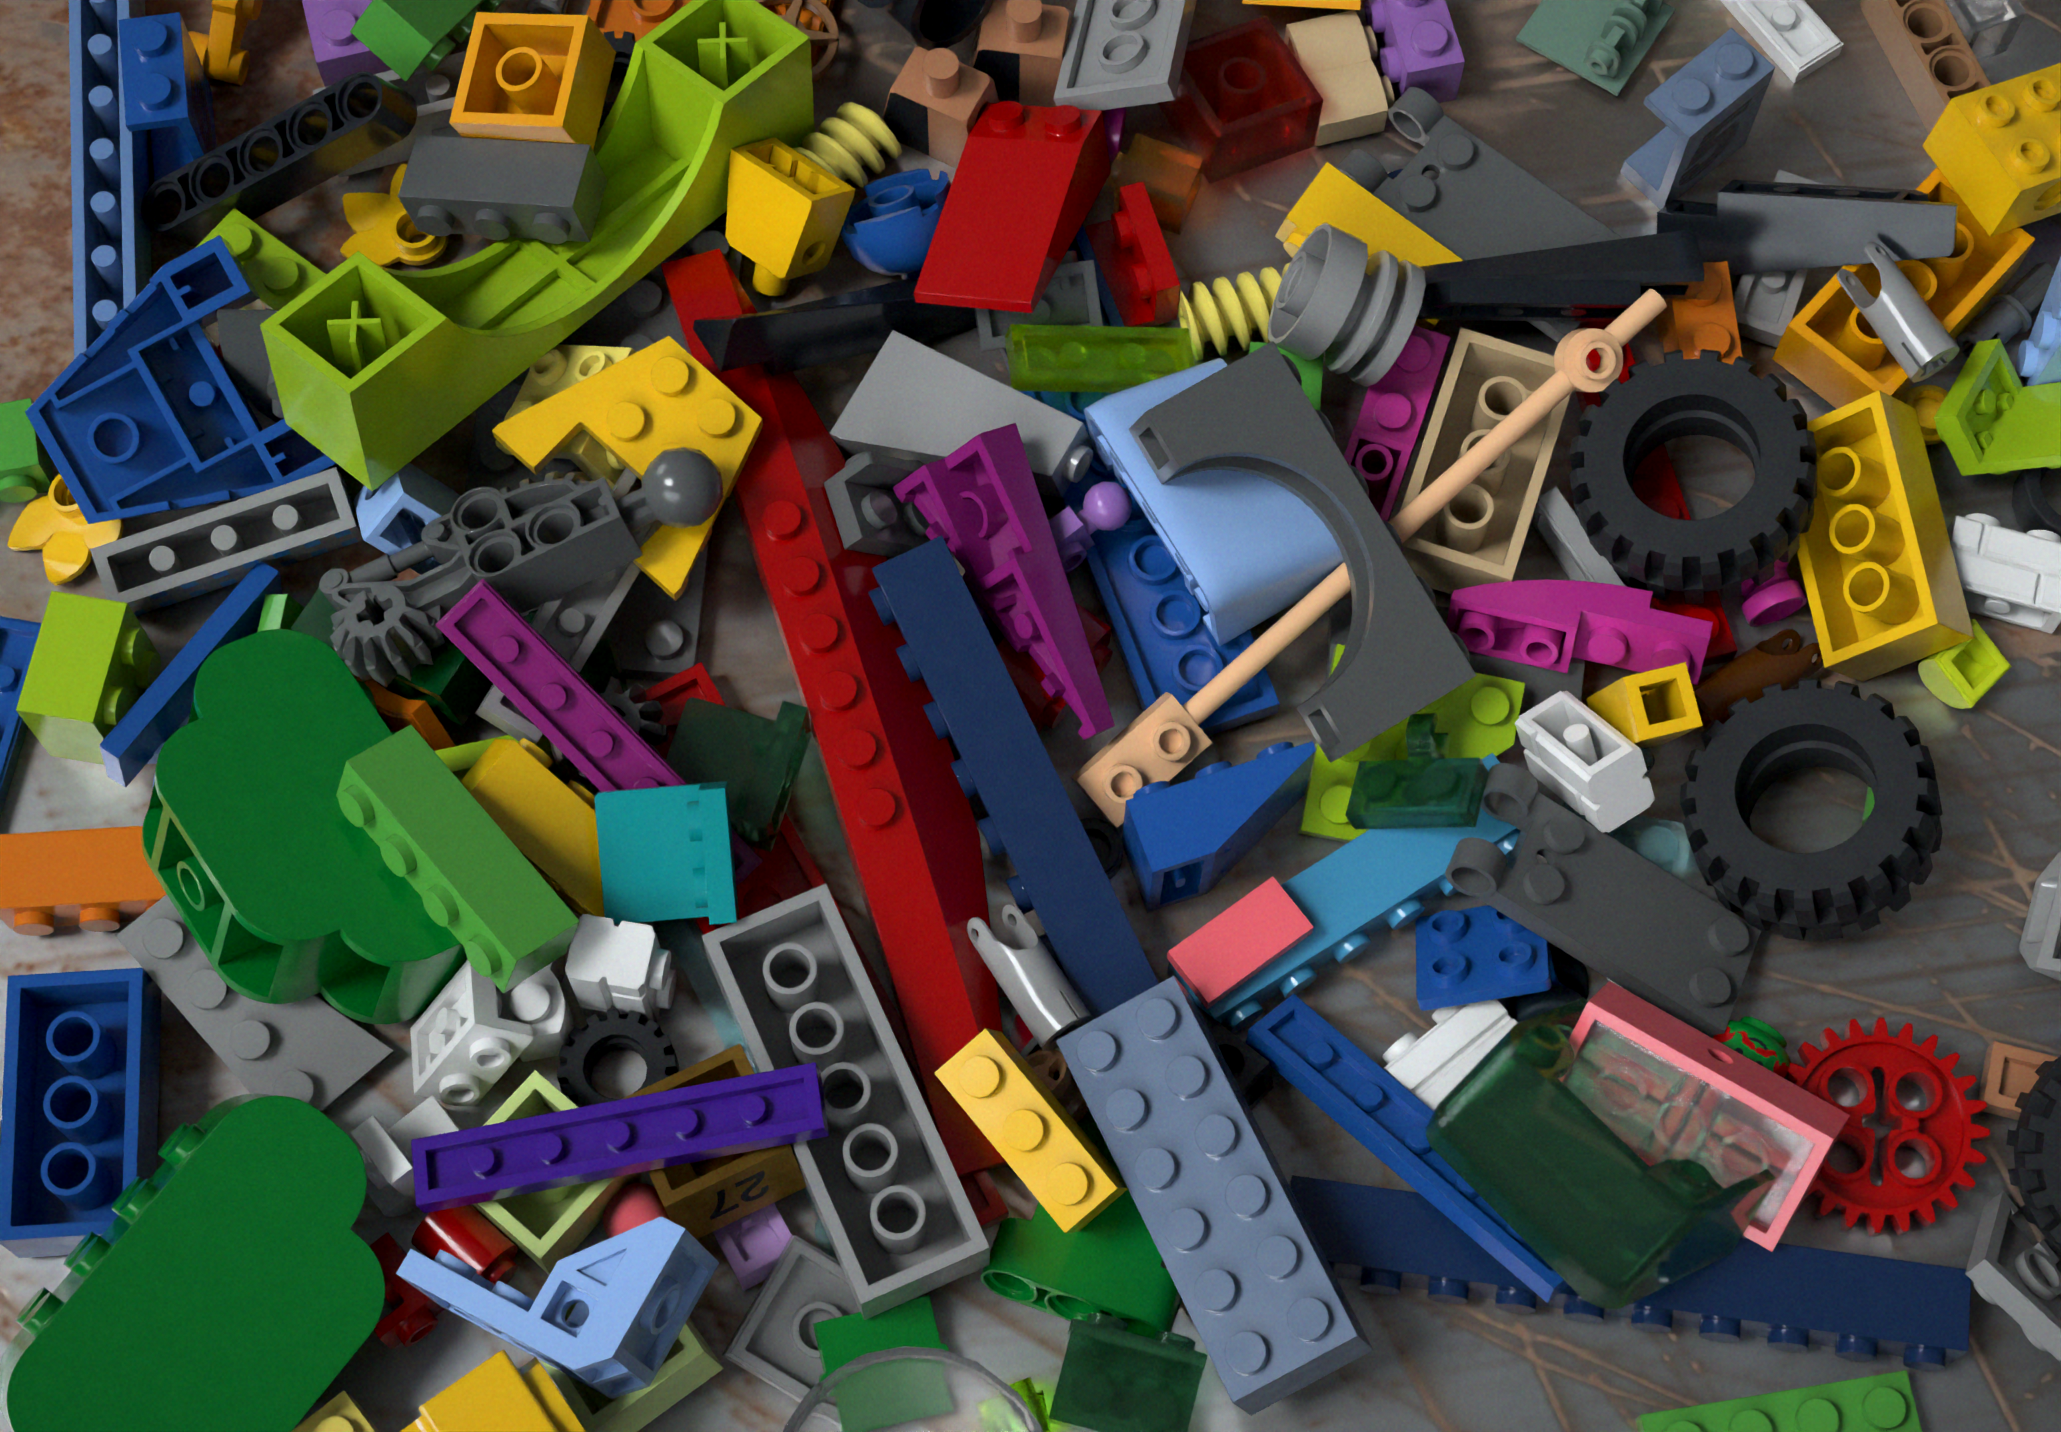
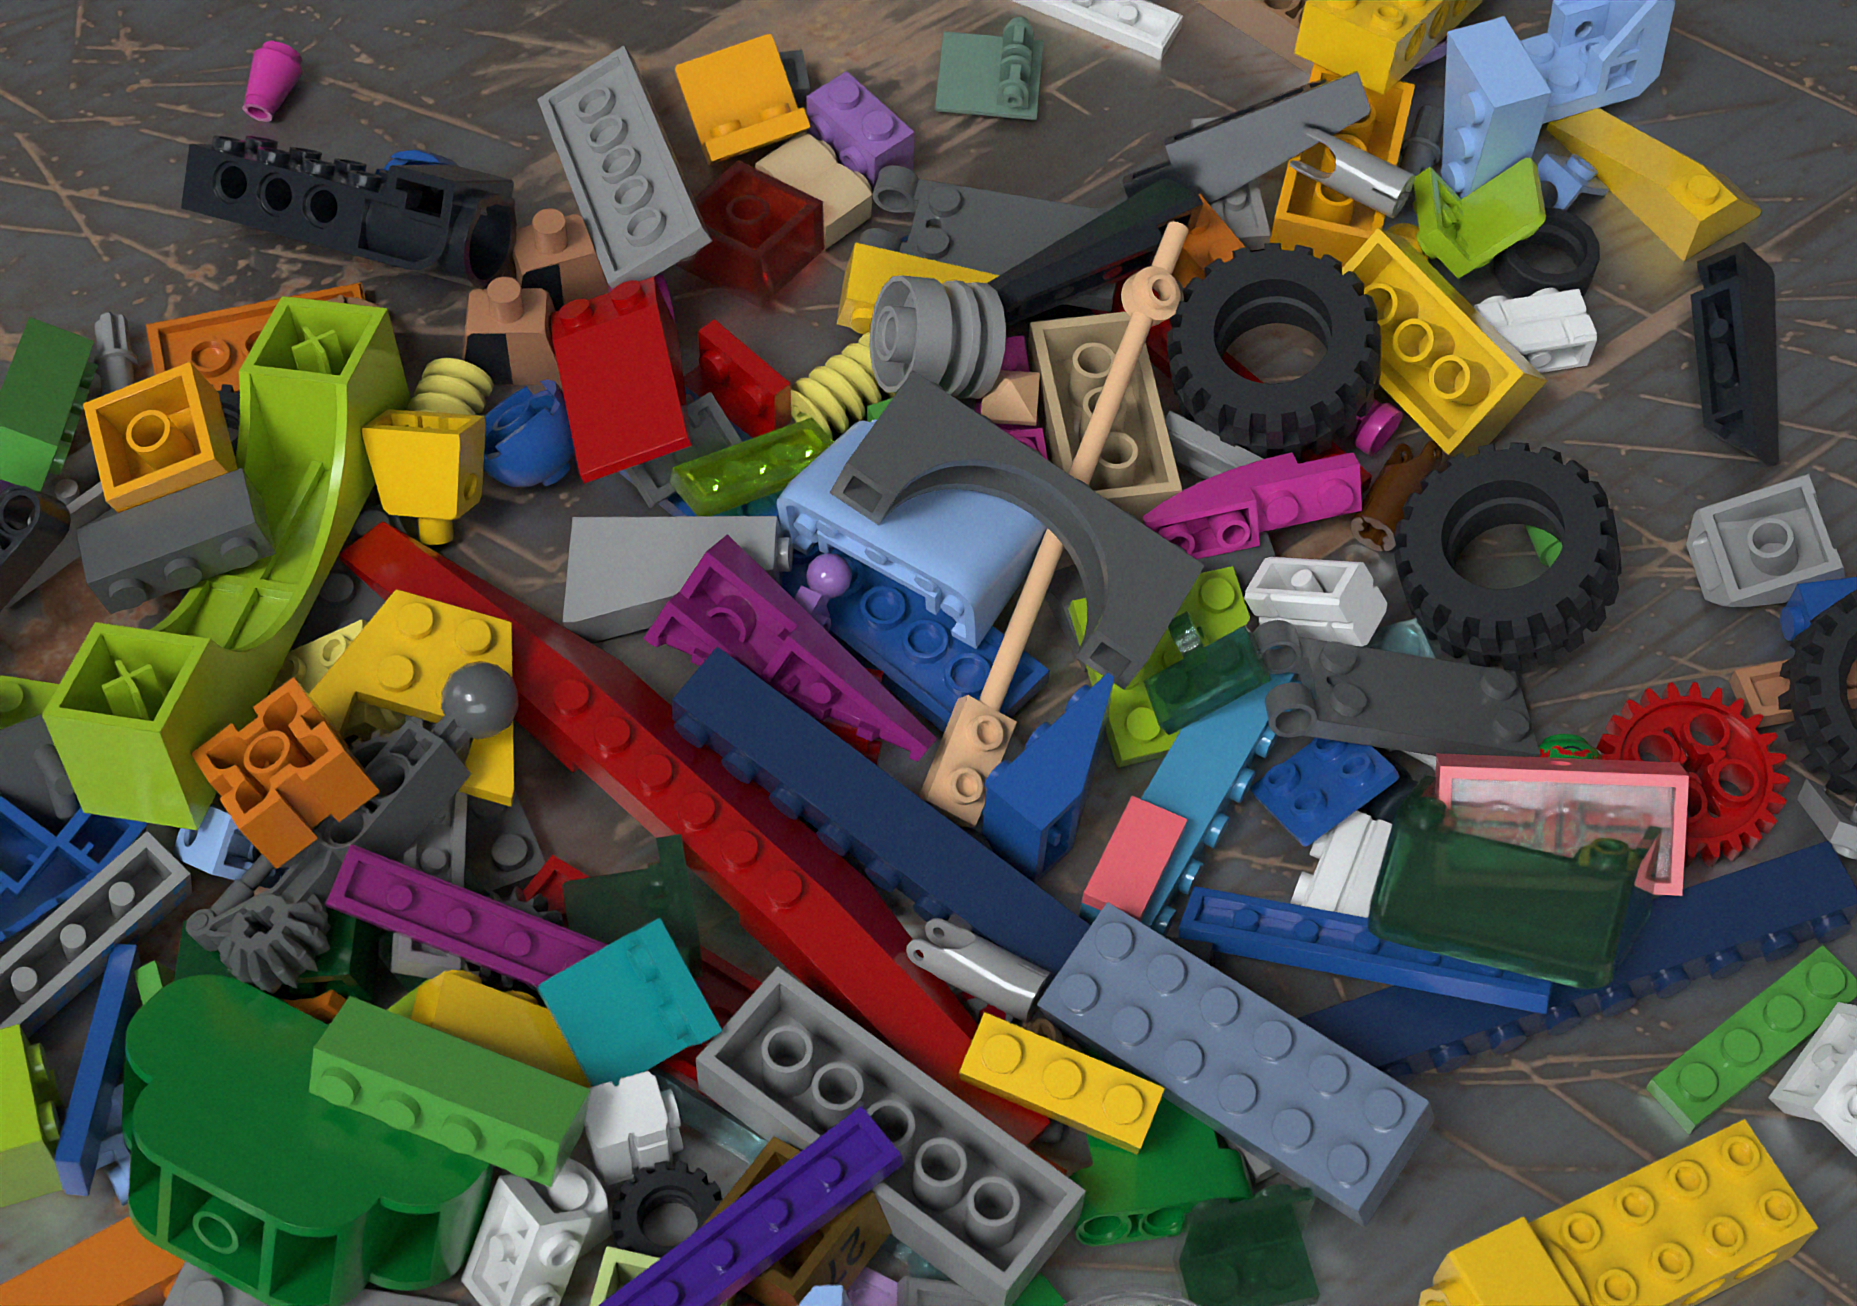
camera: 30 degrees left, 10 degrees down
(385, 228) = (65, 626): yellow plate -> none
(459, 479) = (284, 773): none -> orange brick
(827, 328) = (518, 538): black wedge -> none
(869, 511) = (633, 663): dark grey bracket -> none
(1169, 175) = (725, 304): clear orange brick -> none
(1397, 400) = (1013, 398): none -> light nougat slope
(1650, 705) = (1347, 528): yellow brick -> none
(1707, 118) = (1123, 89): sand blue panel -> none
(1964, 671) = (1545, 418): neon yellow brick -> none

